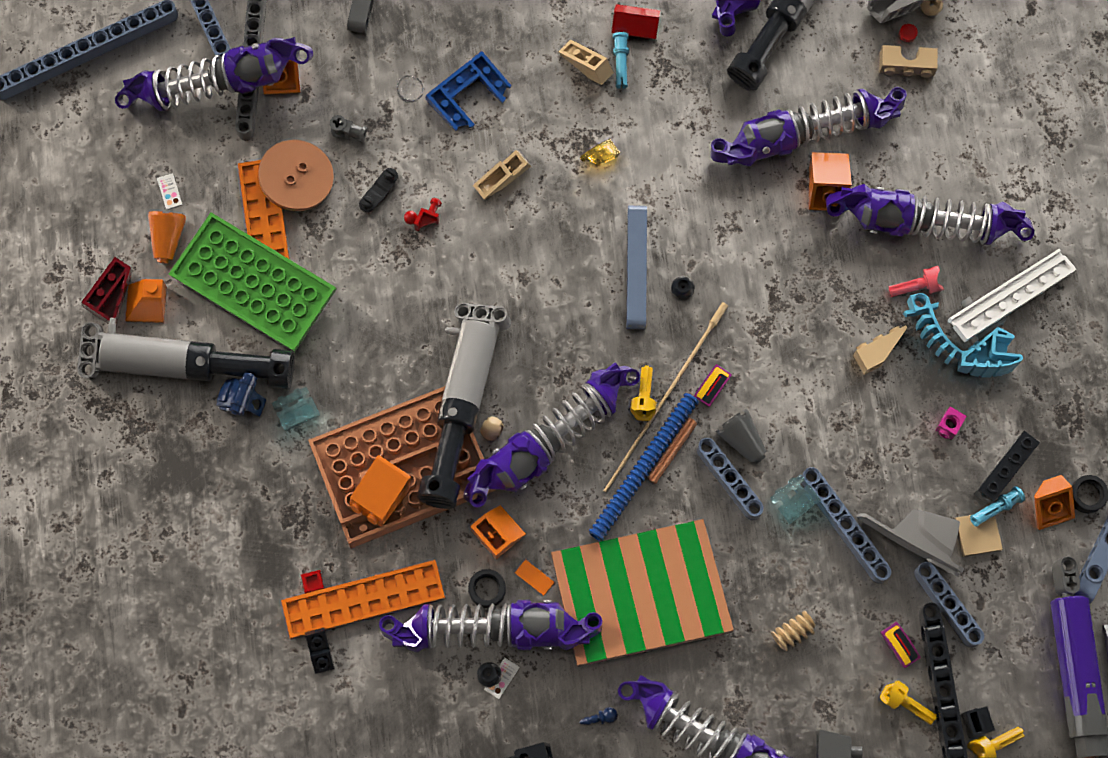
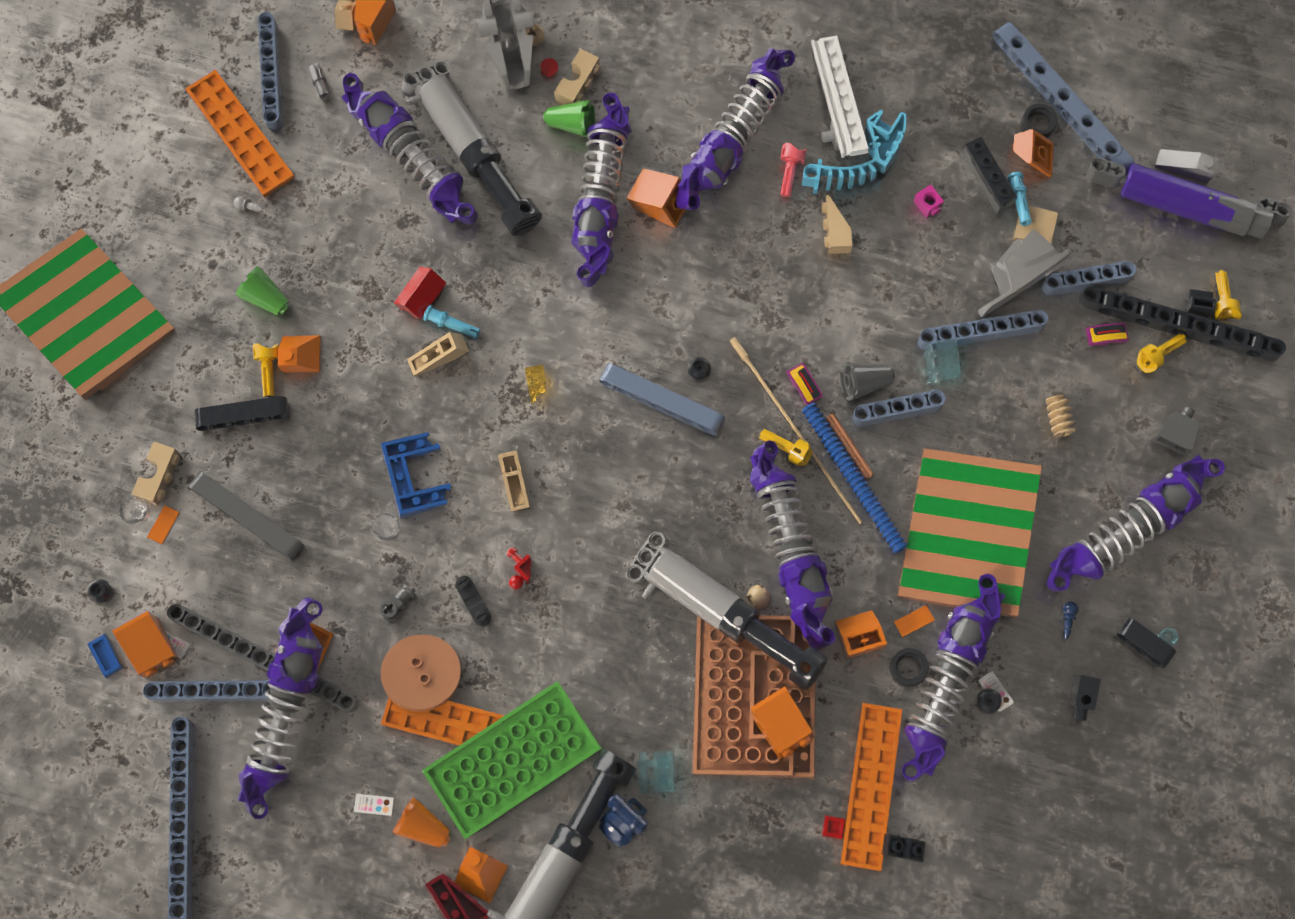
camera: 60 degrees left, 0 degrees up
(867, 72) = (571, 117): none -> bright green cone

